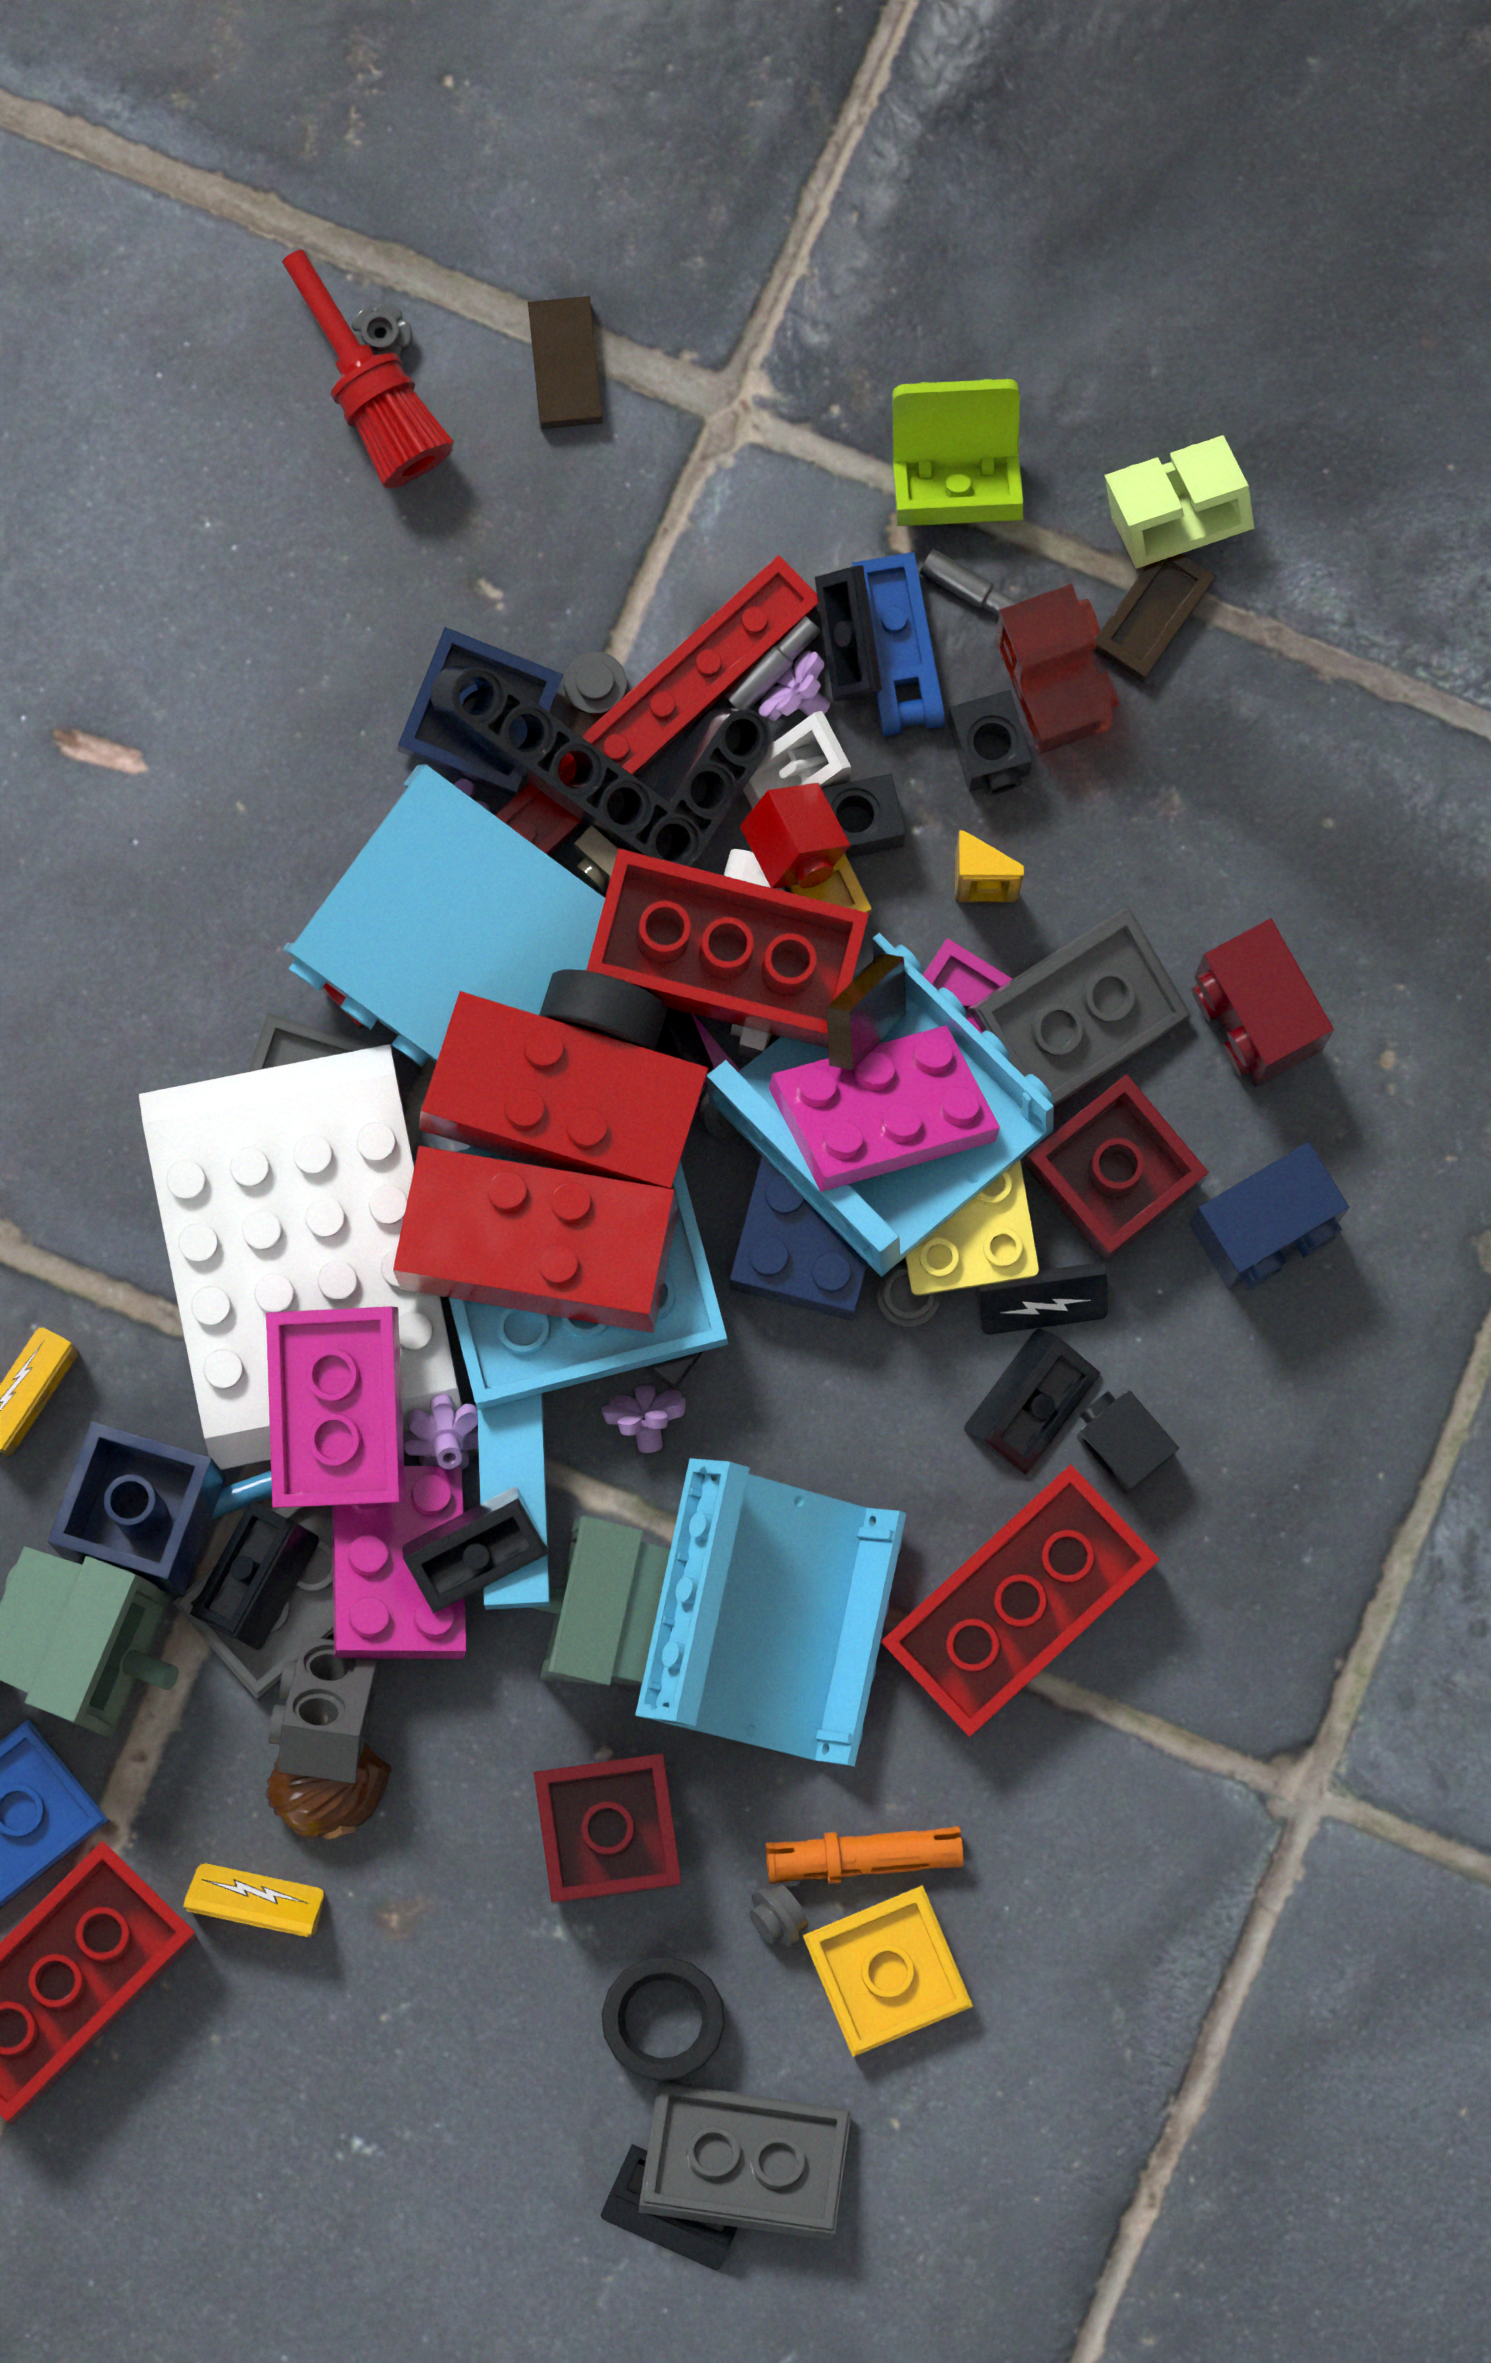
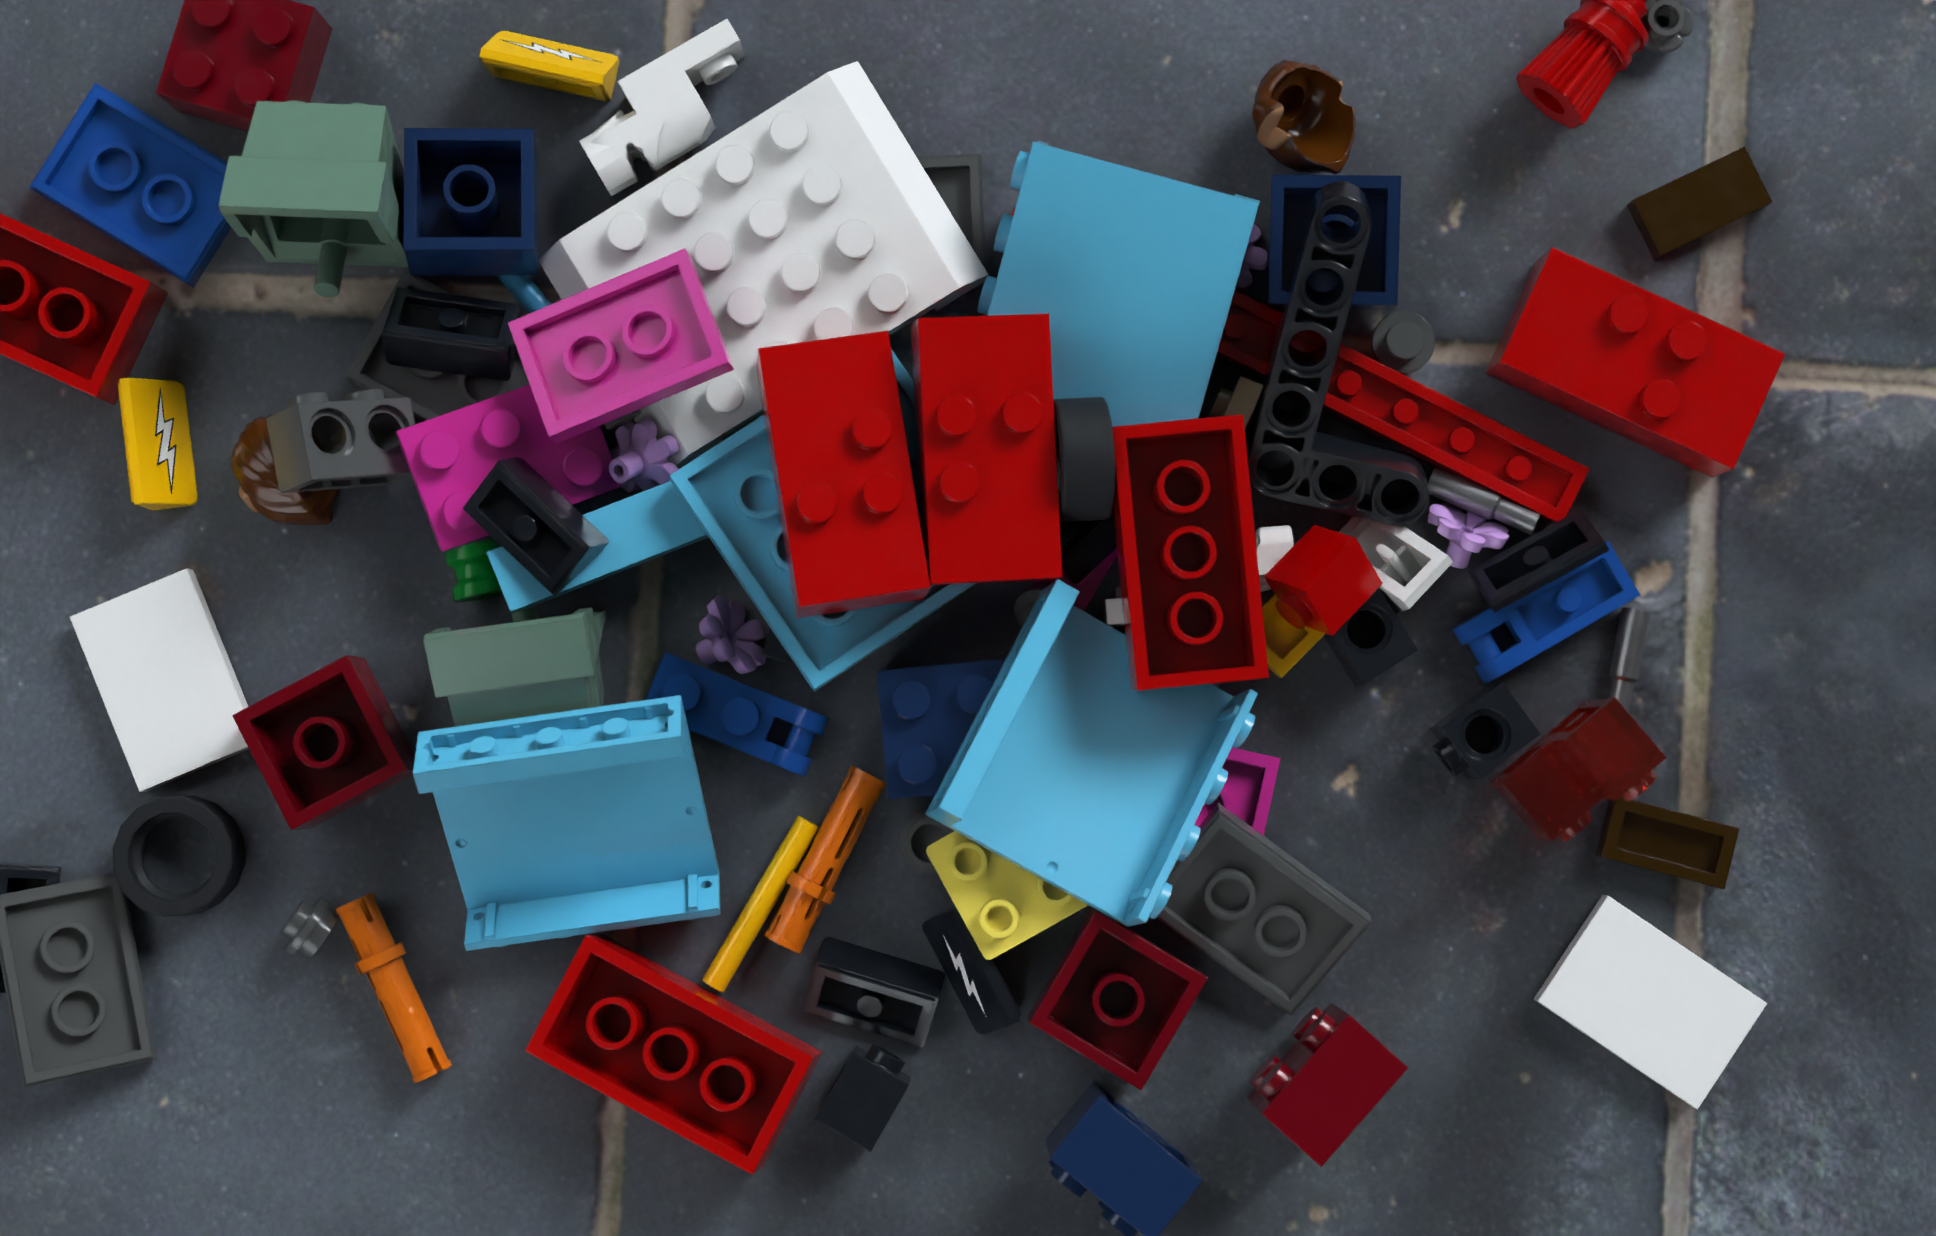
camera: 70 degrees right, 5 degrees up
(116, 1297) = (666, 108): none -> white plate
(350, 697) = (1304, 118): none -> reddish brown hair
(487, 1975) = (164, 678): none -> white tile
(493, 1632) = (473, 572): none -> green wheel
(694, 478) = (1635, 363): none -> red brick
(721, 1429) = (738, 713): none -> blue plate
(866, 1011) = (1173, 708): dark brown tile -> none
(887, 1971) = (293, 1047): yellow plate -> none
(890, 1112) = (1086, 759): dark pink plate -> none
(898, 1409) = (820, 869): none -> orange pin
(909, 1477) = (760, 904): none -> yellow bar
(956, 452) = (1754, 600): lime bracket -> none
(984, 872) = (1354, 772): yellow slope -> none
(1179, 503) = (1782, 831): yellowish green piece -> none
(1295, 681) = (1650, 1001): none -> white tile

